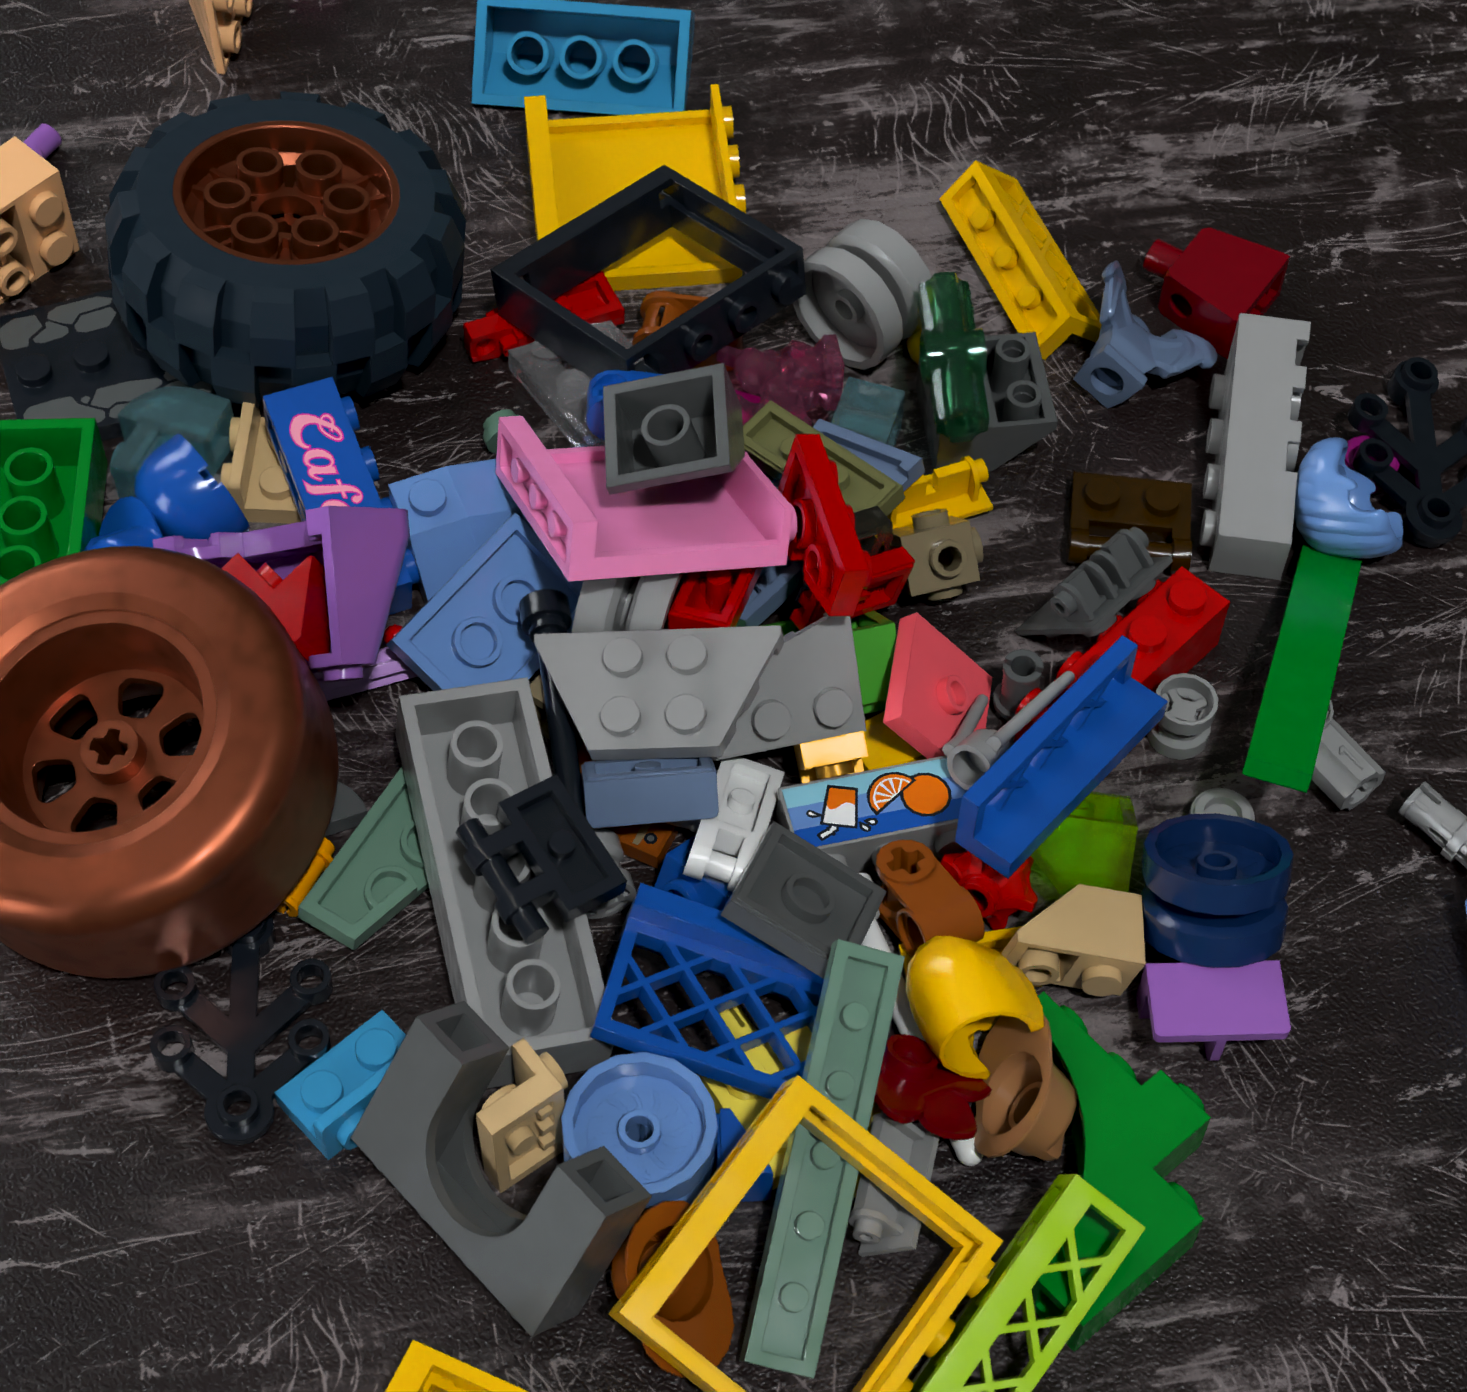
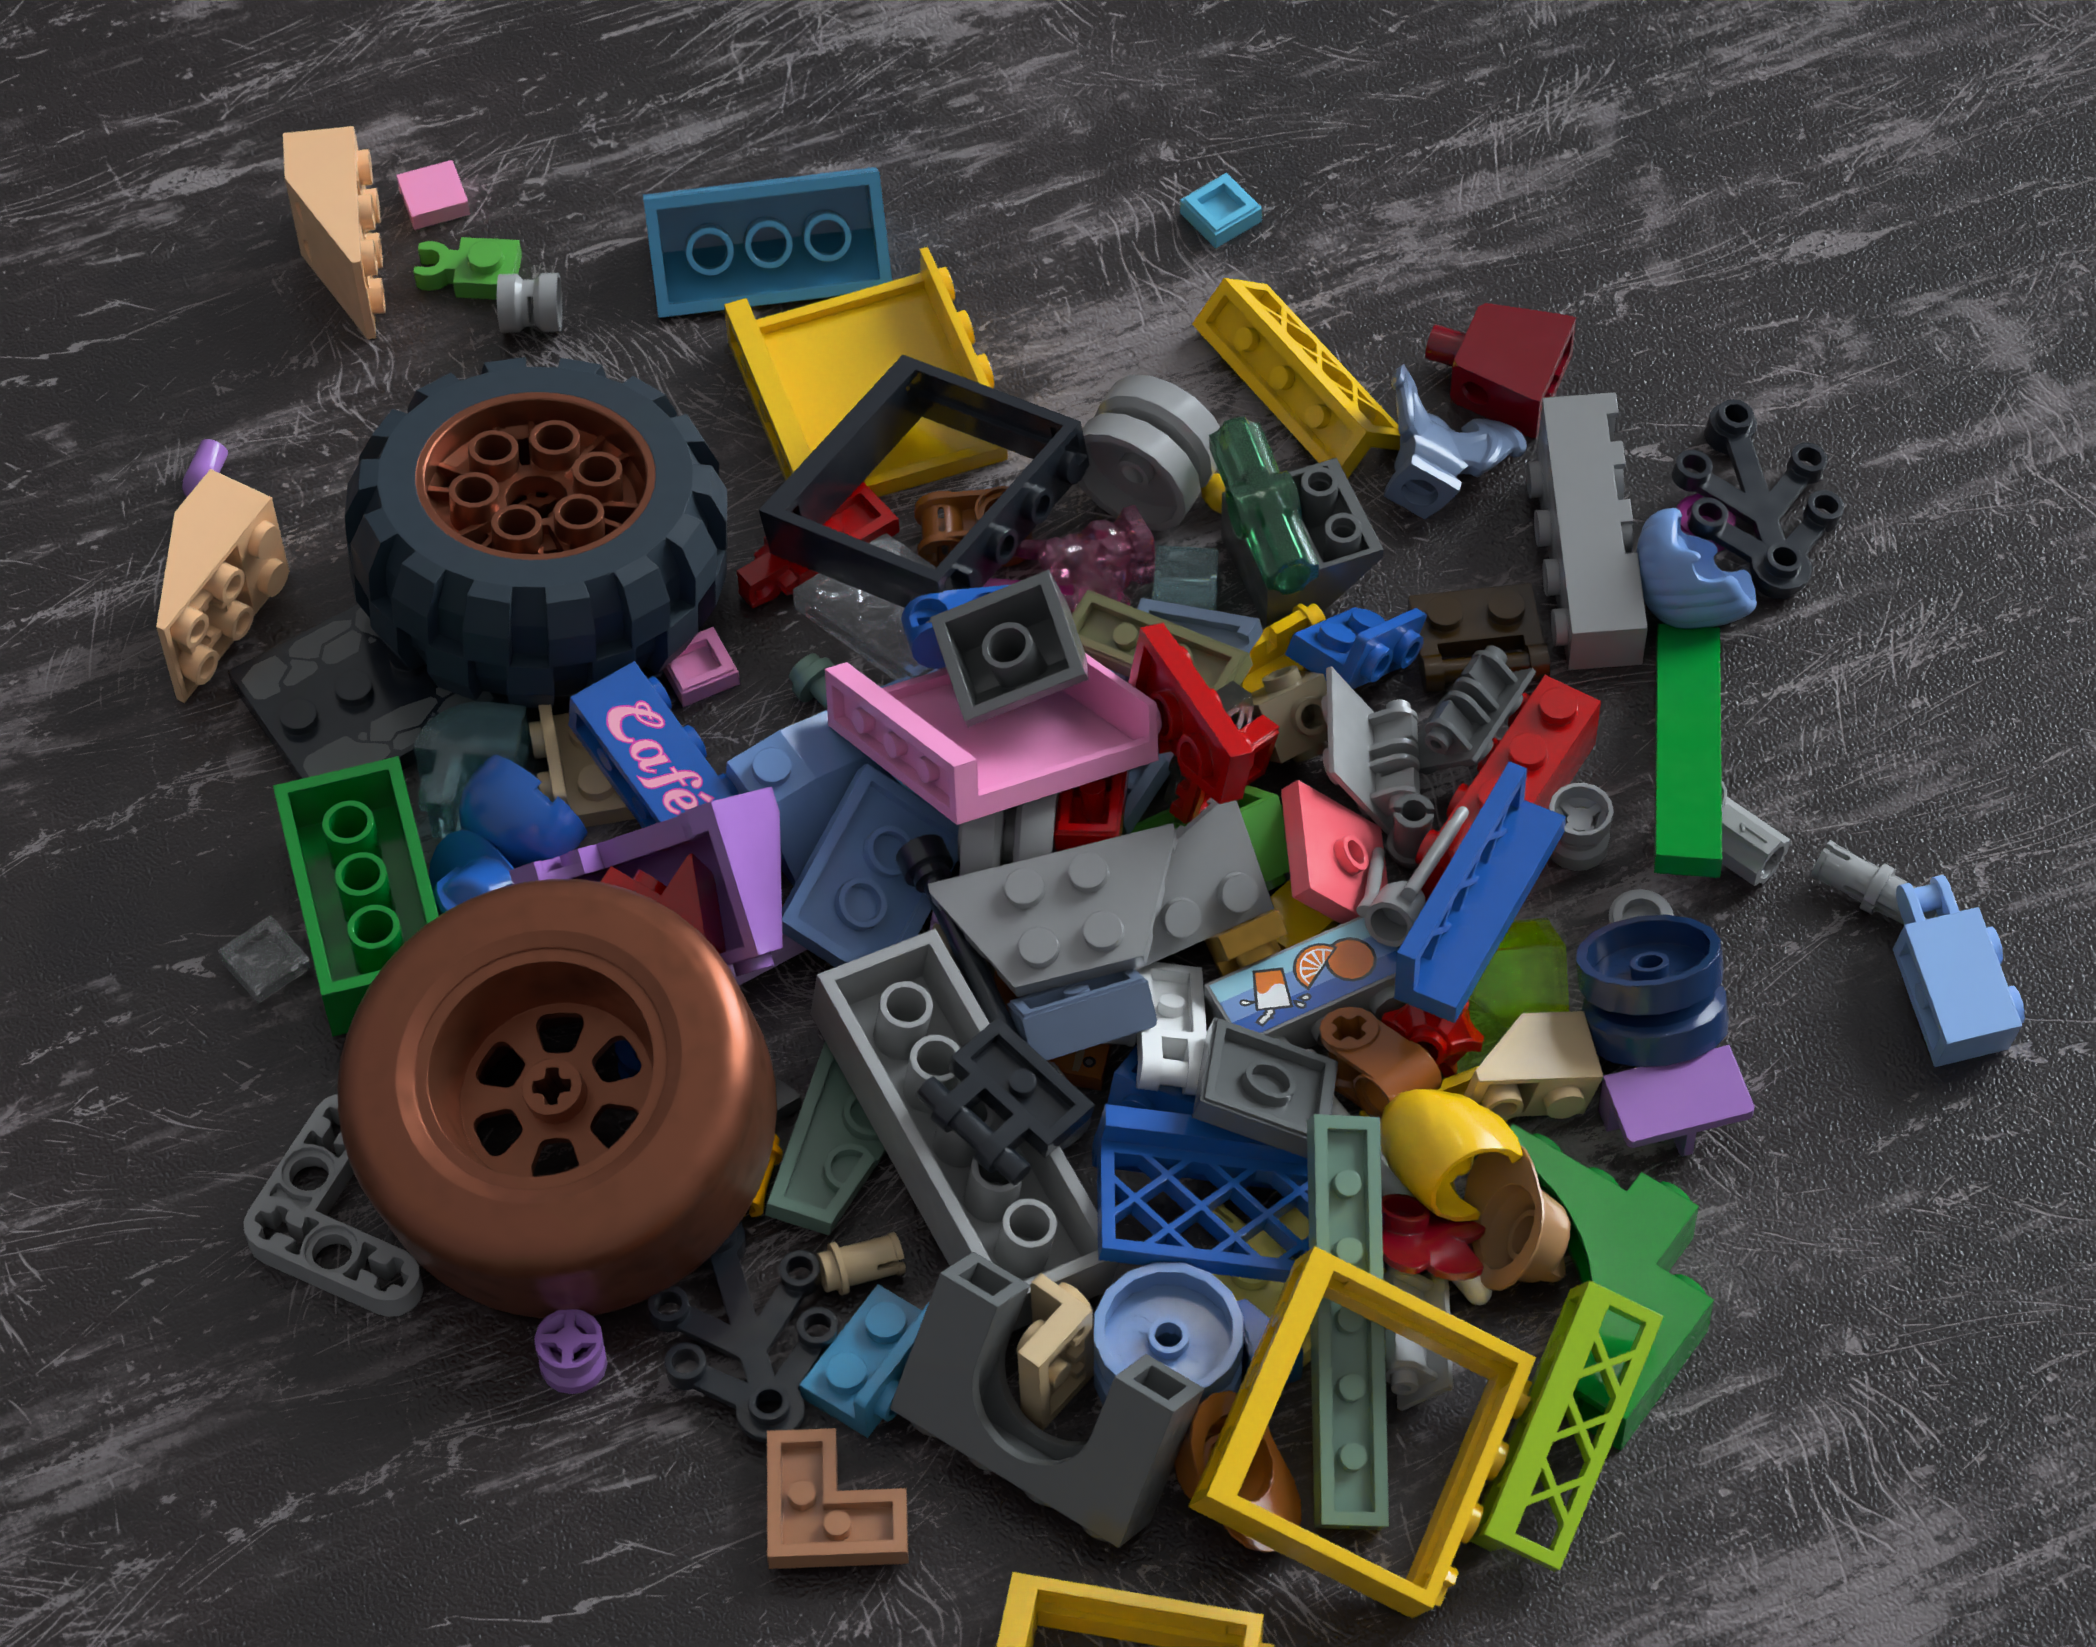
camera: 10 degrees left, 0 degrees up
(61, 992) = (559, 1339): none -> medium lavender wheel
(245, 1235) = (817, 1523): none -> nougat plate
(329, 35) = (470, 269): none -> bright green plate
(360, 67) = (515, 303): none -> light grey wheel
(372, 984) = (860, 1262): none -> tan pin
(408, 404) = (702, 669): none -> bright pink tile
(992, 110) = (1220, 210): none -> medium azure tile
(994, 603) = (1370, 751): none -> light grey hinge
(1012, 505) = (1359, 644): none -> blue bracket

